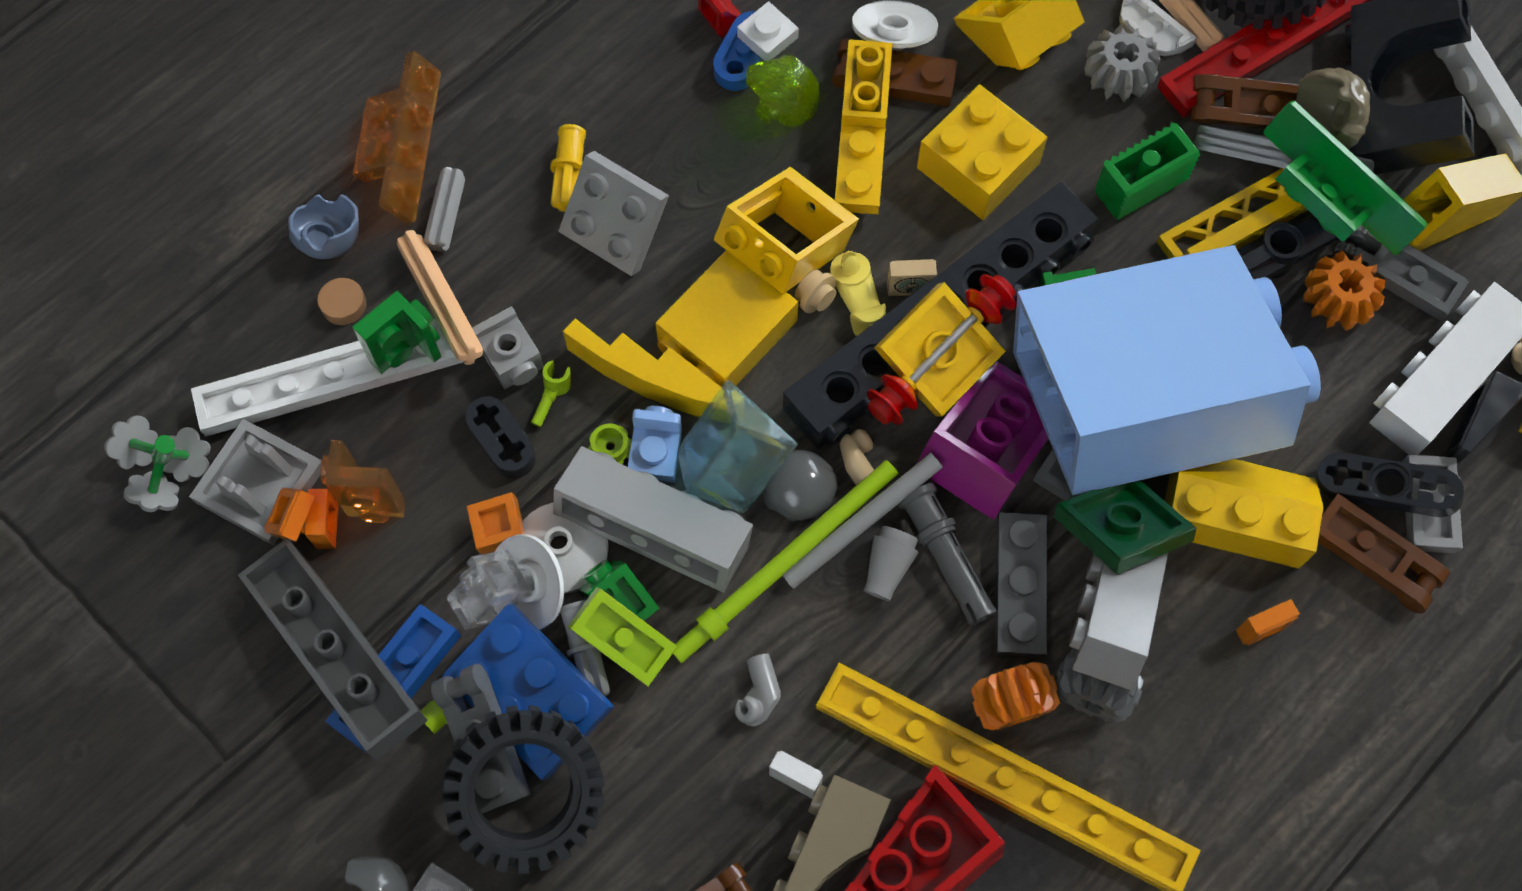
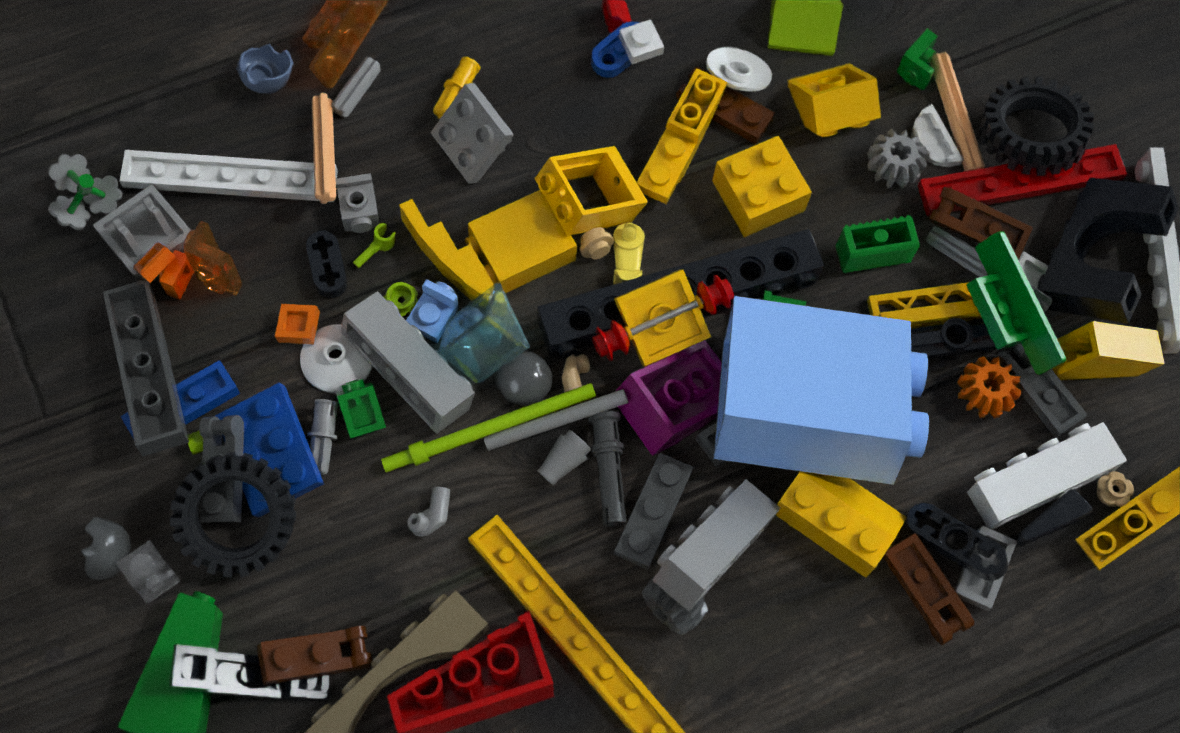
camera: 15 degrees right, 0 degrees up
(342, 301) = (257, 126): medium nougat tile -> none
(394, 330) = (277, 161): green bracket -> none
(487, 588) = (269, 365): clear brick -> none
(542, 575) = (300, 370): white dish -> none
(622, 636) = (349, 436): lime plate -> none
(786, 90) = (637, 89): clear neon green hair -> none
(795, 774) = (430, 579): white tile -> none
(909, 276) = (668, 256): tan tile -> none
(1015, 695) = (610, 586): orange gear -> none
(1125, 524) = (741, 493): dark green tile -> none
(1268, 623) = (820, 606): orange tile -> none
(1337, 102) = (1038, 247): dark tan hair -> none

